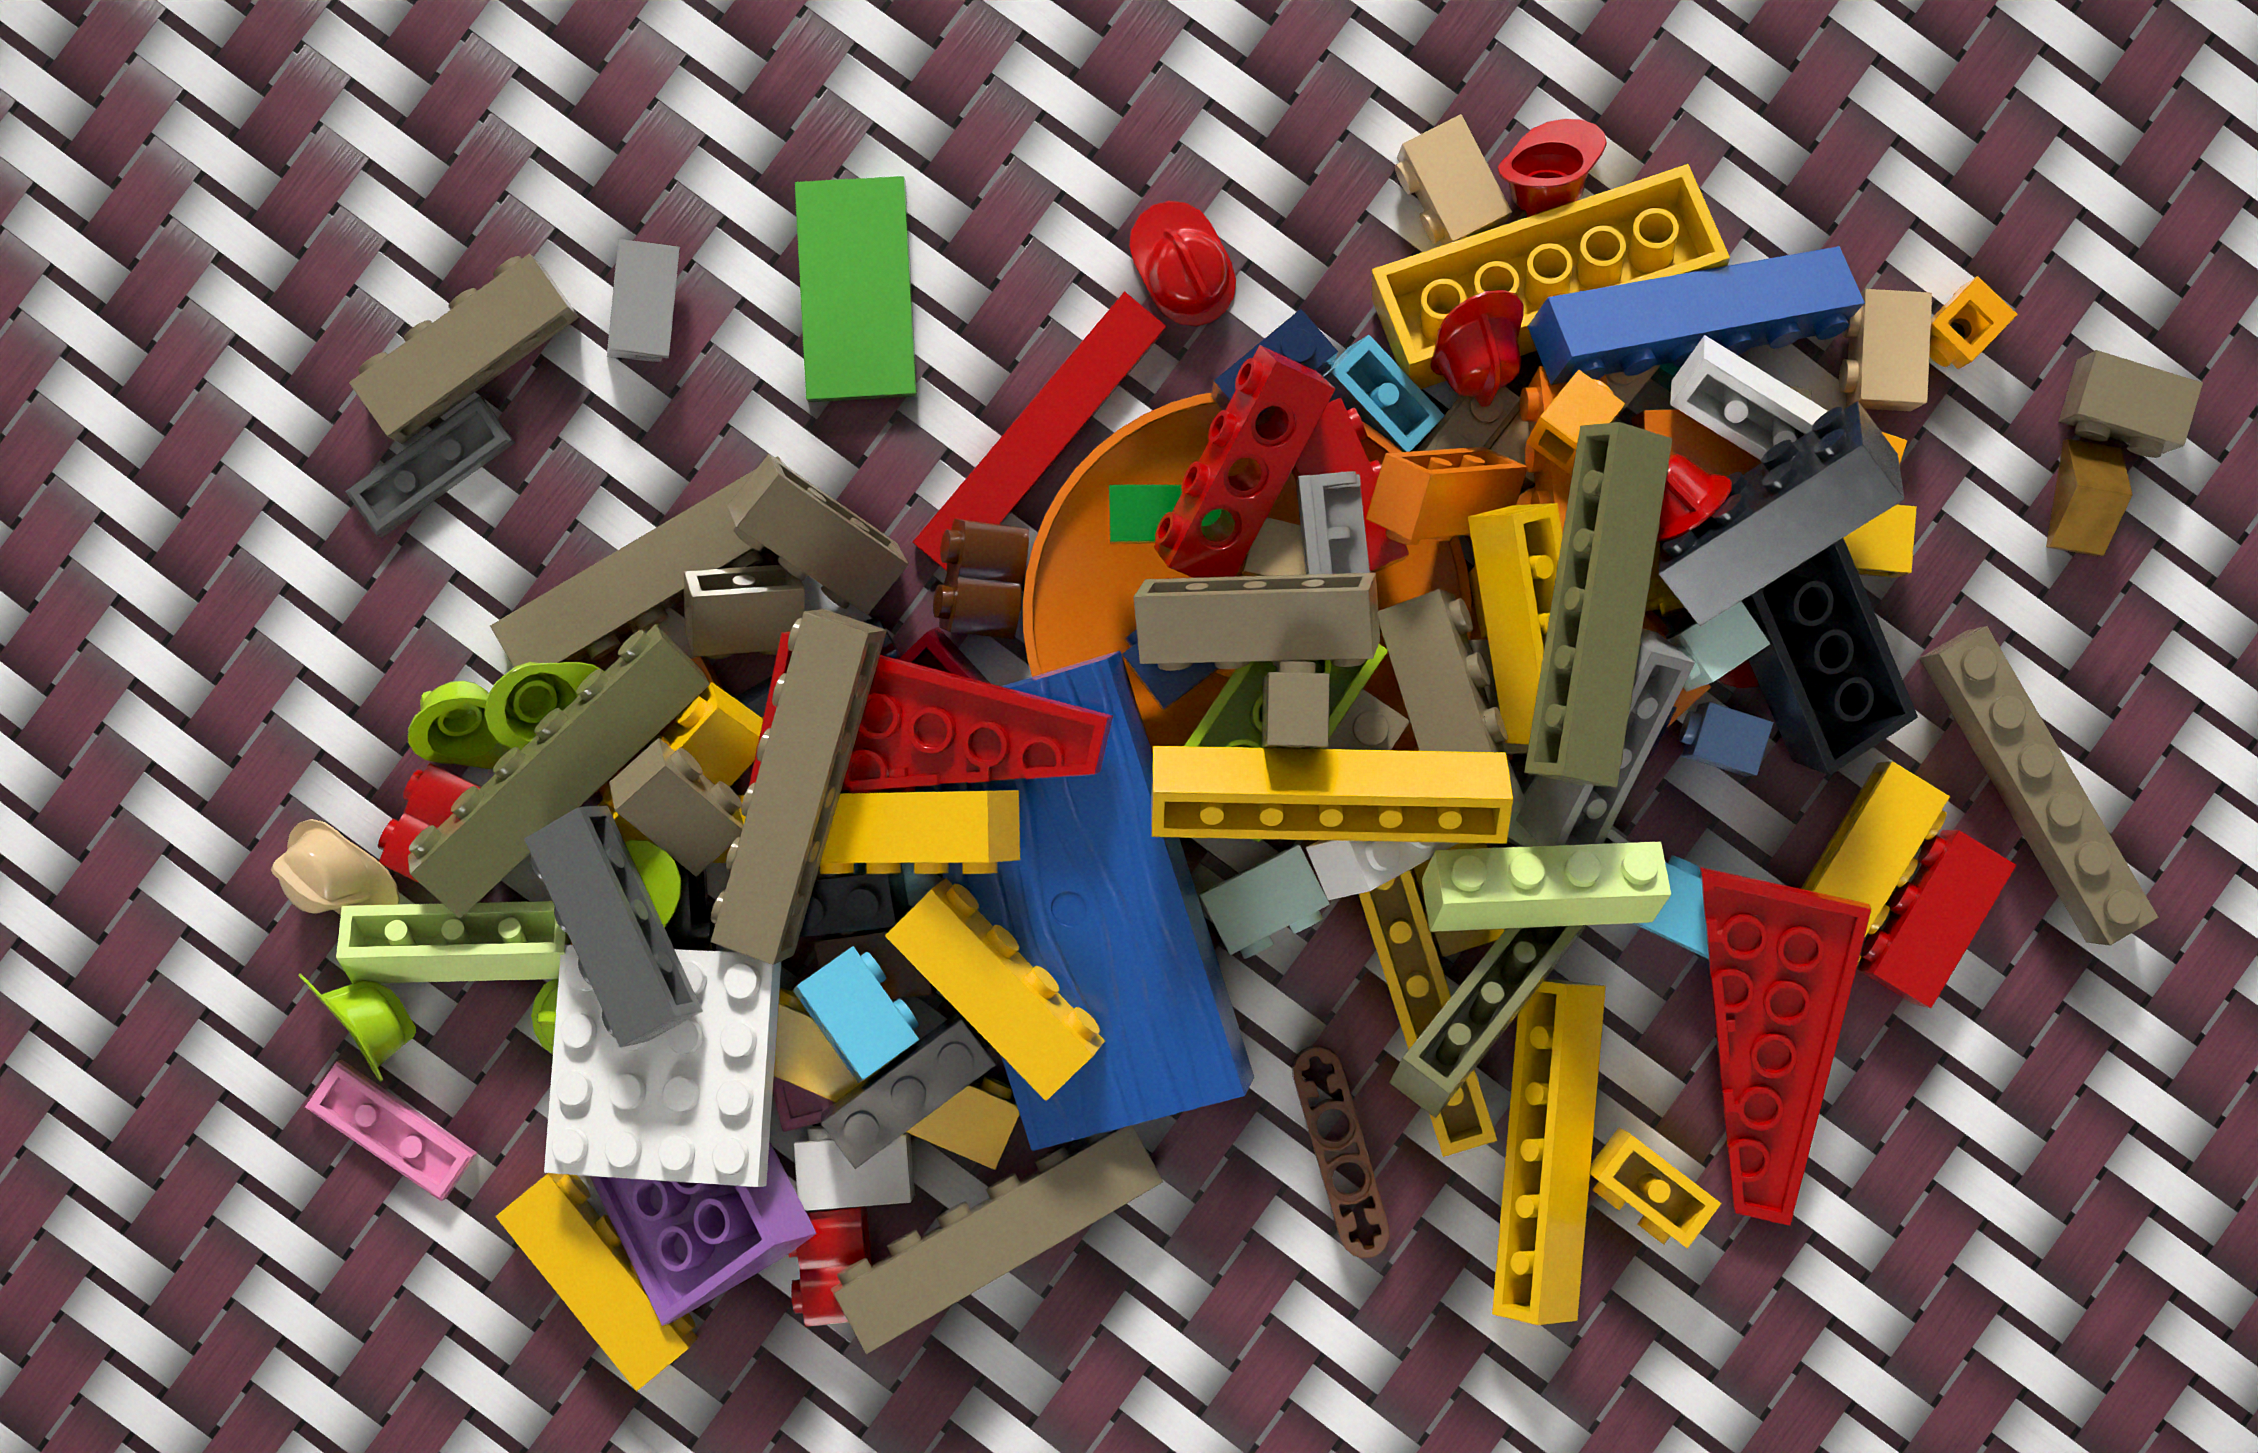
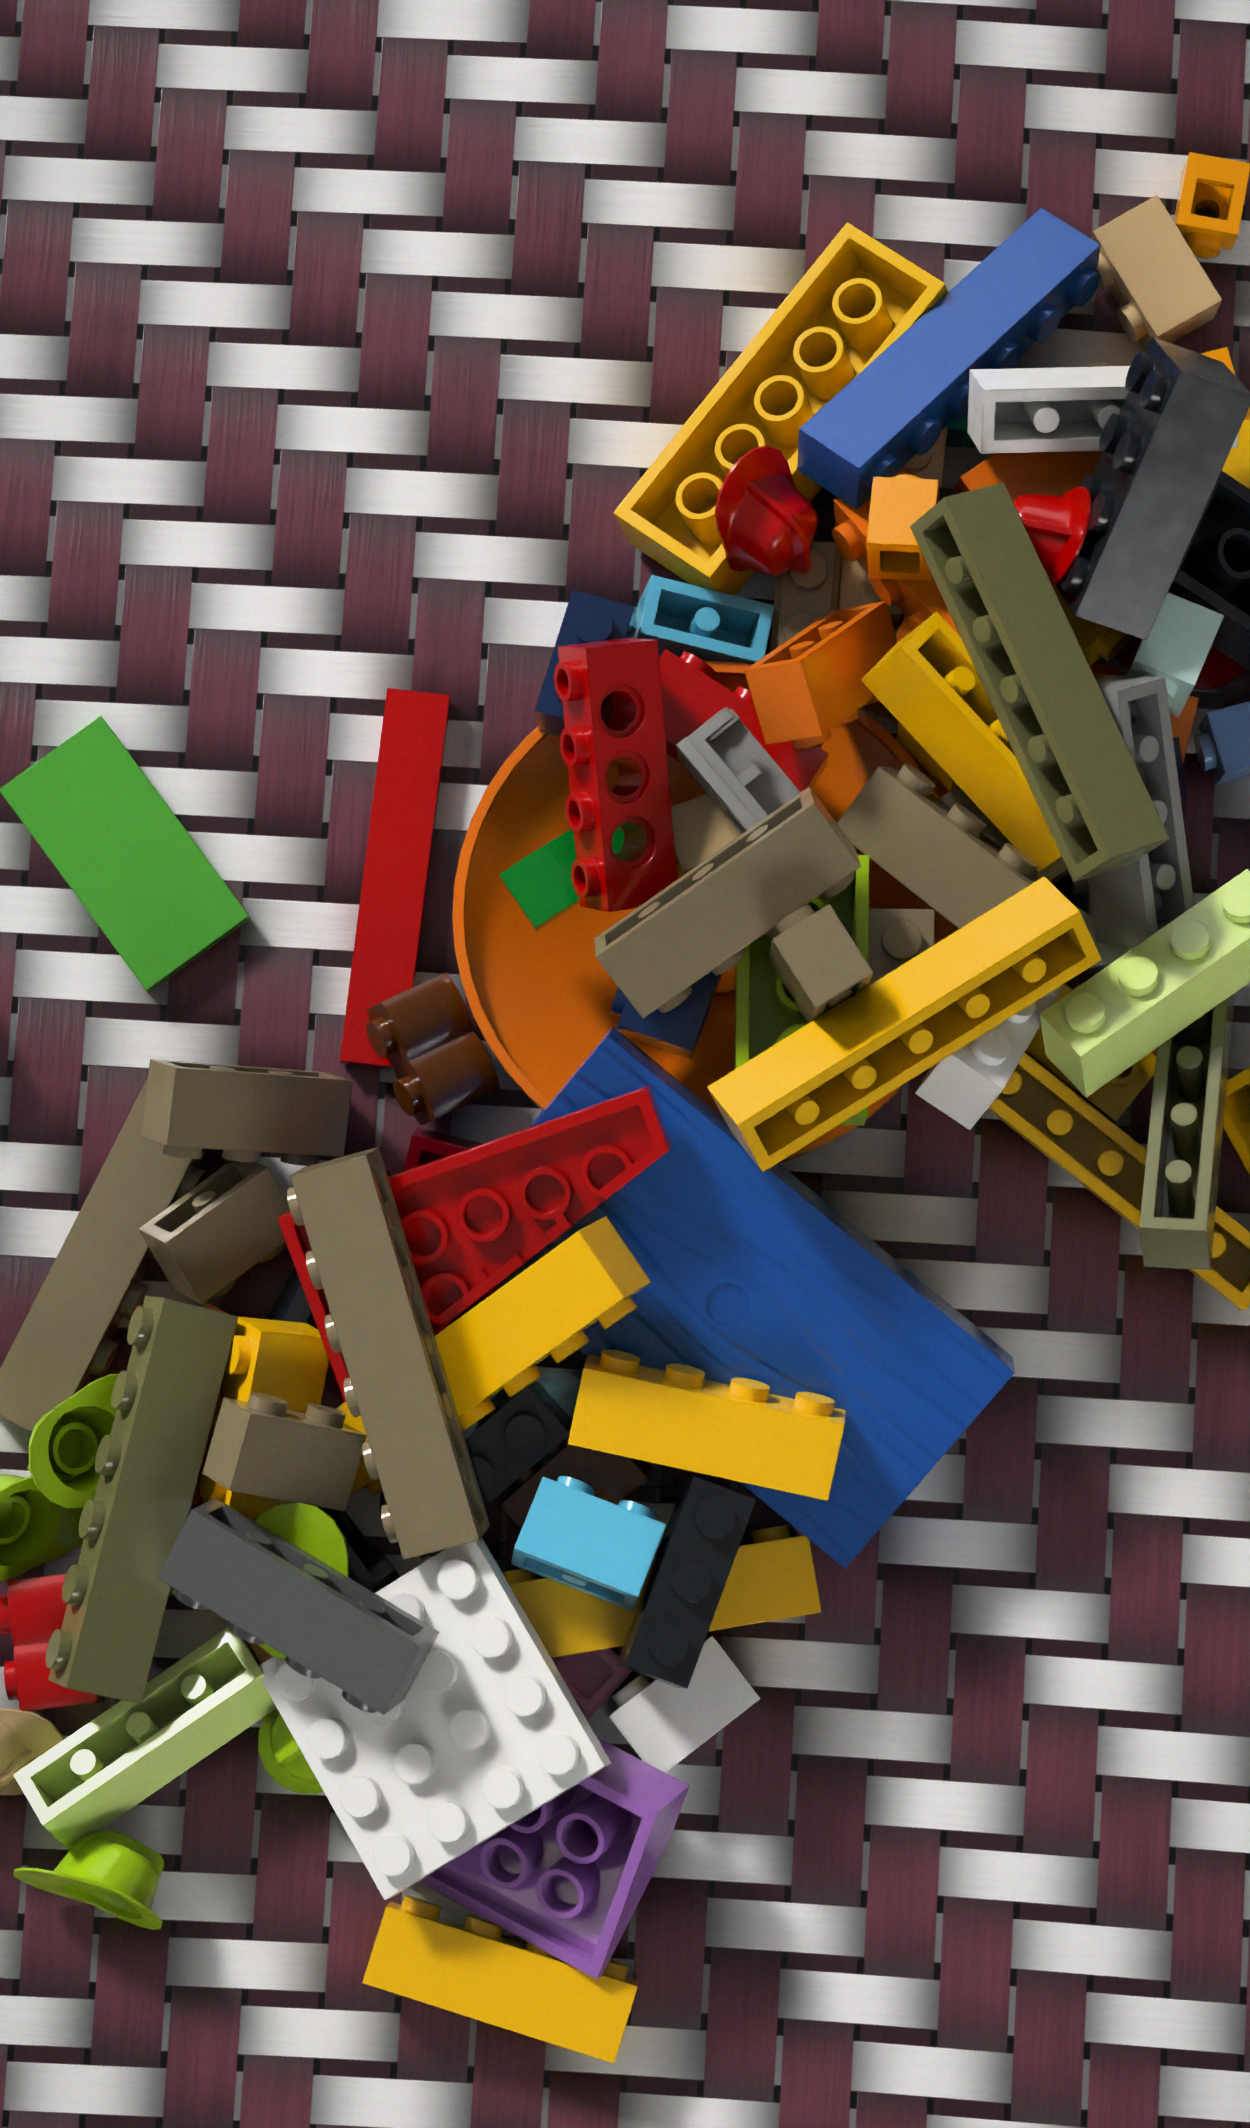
camera: 30 degrees left, 5 degrees down
(391, 1130) = (200, 1974): bright pink tile -> none
(839, 1242) = (729, 1817): red brick -> none
(994, 1236) = (863, 1676): dark tan brick -> none
(1182, 263) = (425, 626): red piece -> none
(1265, 900) = (909, 1182): light aqua brick -> none
(1343, 1150) = (1149, 1370): reddish brown beam -> none
(1451, 183) = (634, 384): tan brick -> none
(1552, 164) = (718, 305): red piece -> none

